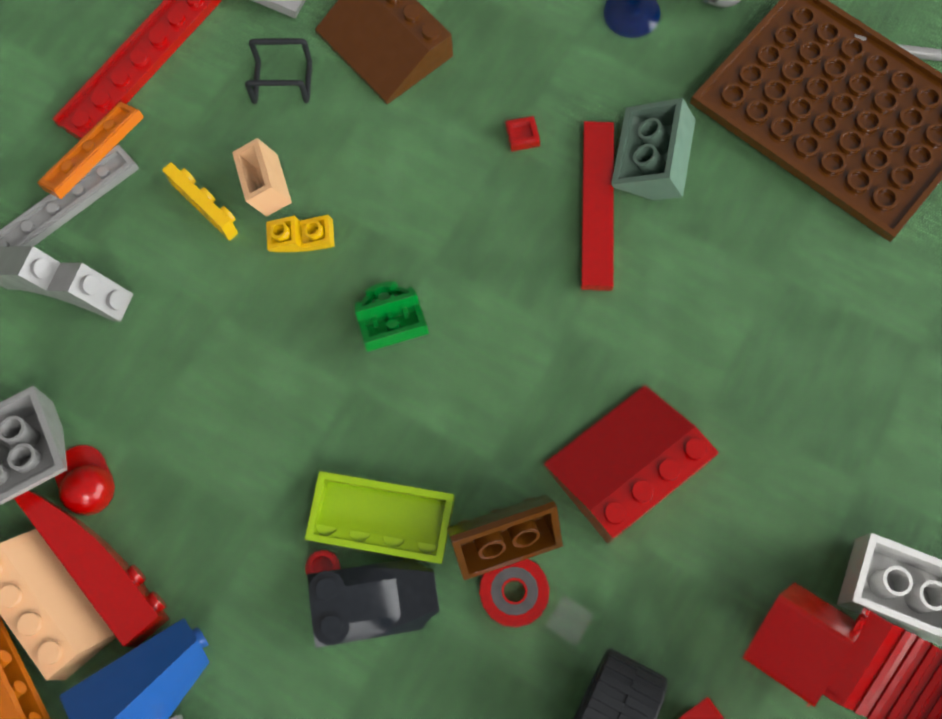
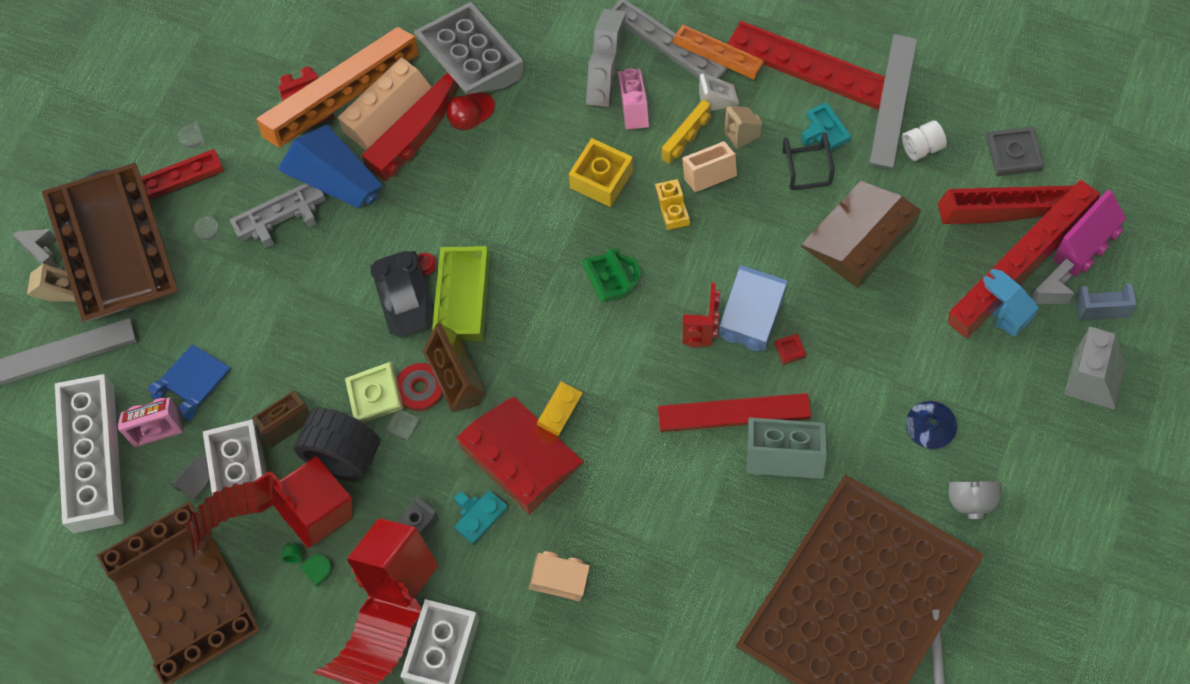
camera: 85 degrees right, 5 degrees down
(135, 257) = (633, 99): none -> bright pink slope
(149, 161) = (717, 92): none -> white slope
(212, 136) = (741, 125): none -> tan slope
(234, 50) = (825, 120): none -> teal hinge
(237, 307) = (601, 172): none -> yellow brick
(471, 156) = (753, 308): none -> medium blue slope
(477, 202) = (700, 329): none -> red bracket
(518, 659) = (374, 393): none -> yellowish green tile
(571, 404) = (559, 408): none -> yellow plate
(705, 610) = (427, 516): none -> dark grey brick
(711, 526) = (478, 515): none -> teal hinge
(808, 427) = (559, 576): none -> light nougat brick

